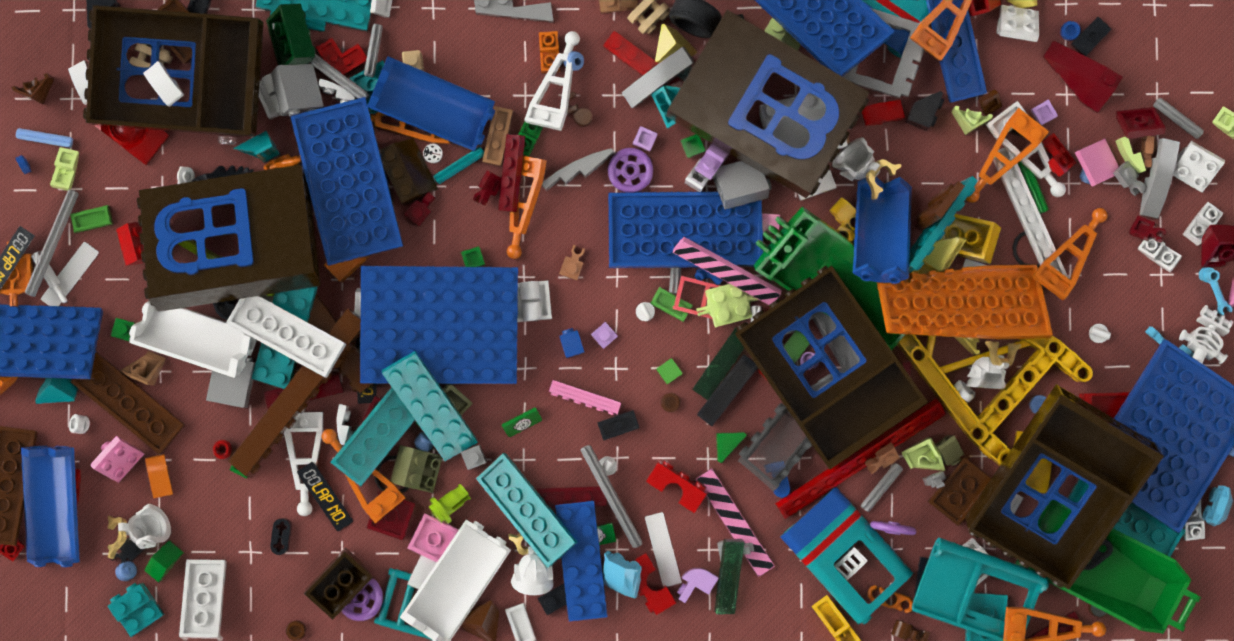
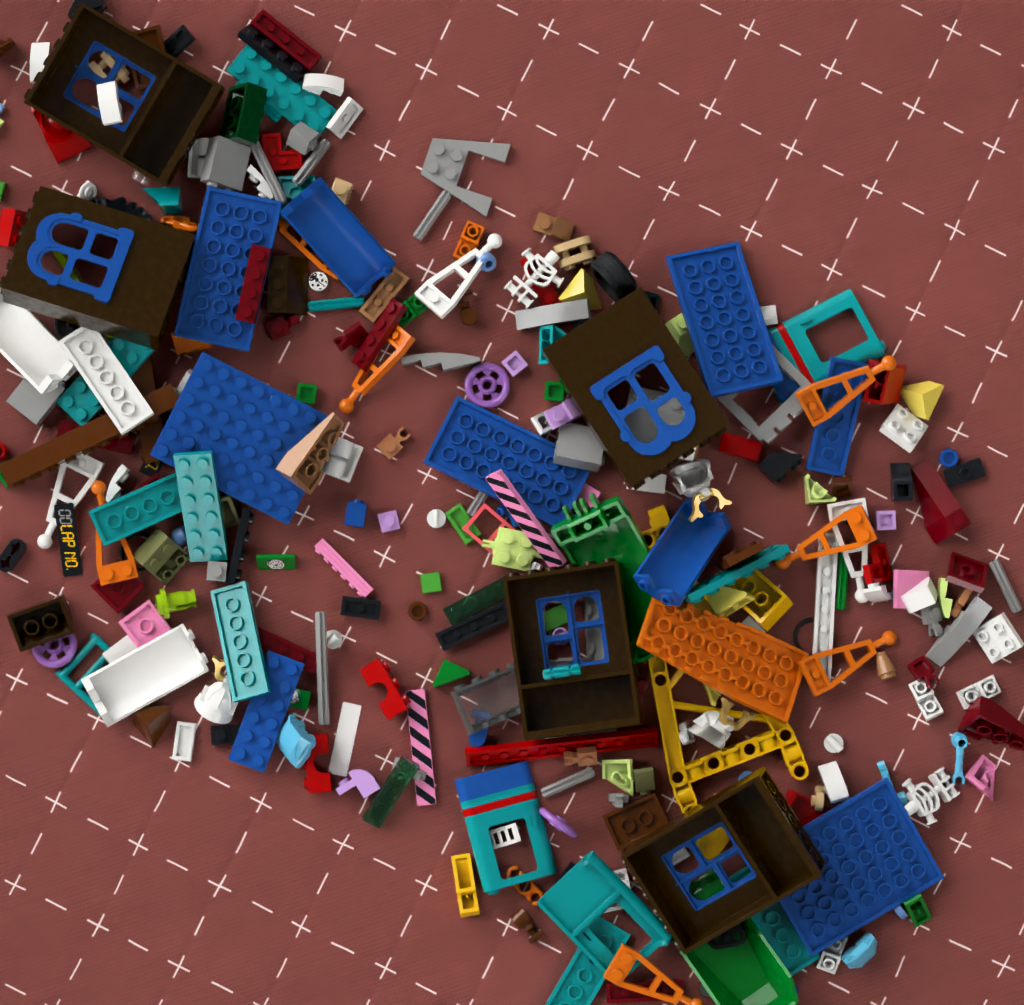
camera: 30 degrees right, 0 degrees up
(355, 32) = (302, 138): none -> light grey brick
(376, 183) = (253, 284): none -> dark red plate
(484, 431) = (242, 537): none -> black plate
(504, 314) = (306, 459): none -> medium nougat wedge
(505, 42) = (432, 215): none -> light grey axle
(628, 38) = (547, 262): none -> white piece
(832, 391) = (563, 671): none -> teal axle
(1041, 72) = (901, 482): none -> black slope
(1071, 180) = (877, 593): none -> white slope
(1109, 242) = (884, 666): none -> medium nougat cone
(1110, 164) = (920, 596): none -> white slope
(1112, 388) = (817, 800): none -> tan plate
(1118, 368) = (833, 782): none -> white slope

